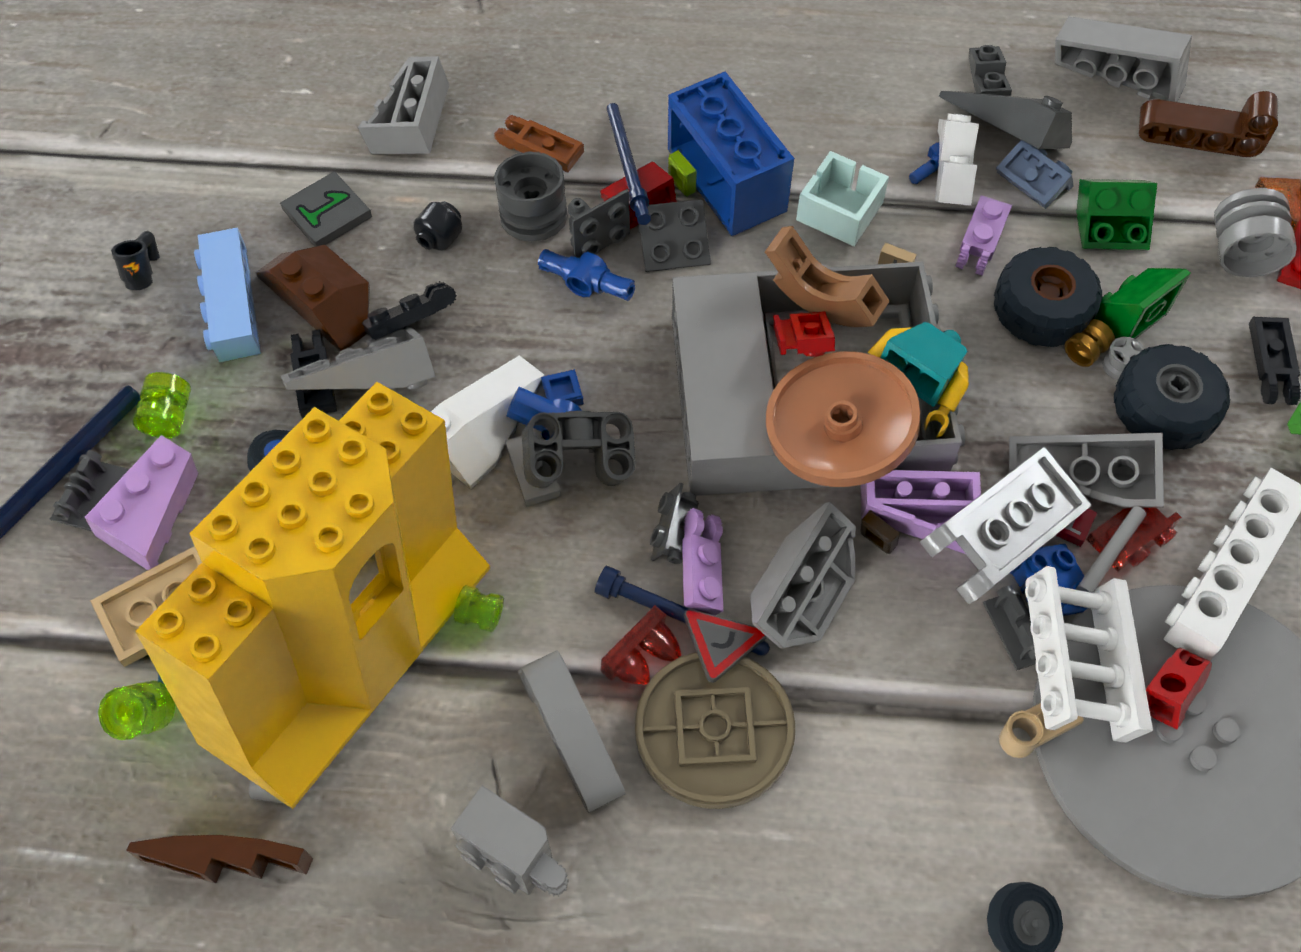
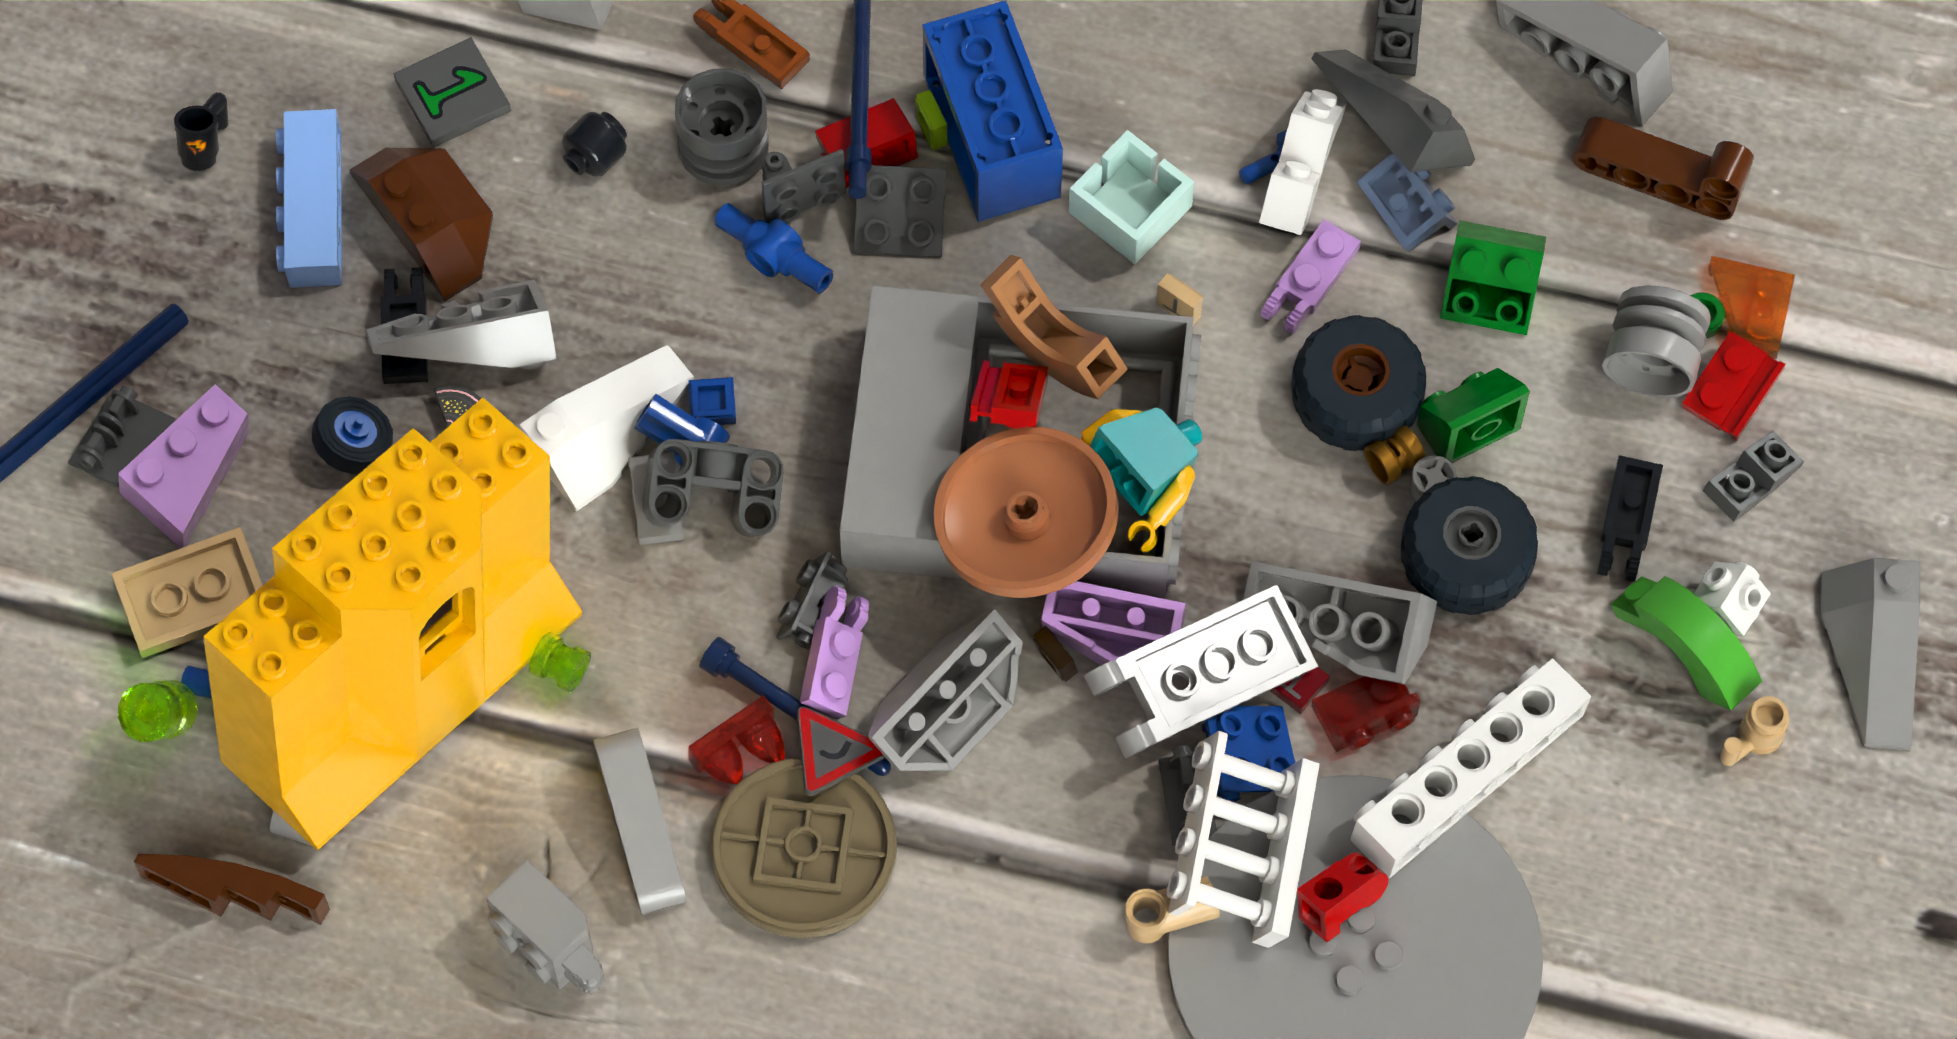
camera: 10 degrees right, 5 degrees up
(162, 405) = (216, 340): clear neon green wheel -> none
(411, 309) = (539, 261): black hinge -> none
(1112, 550) = (1323, 725): light grey bar -> none

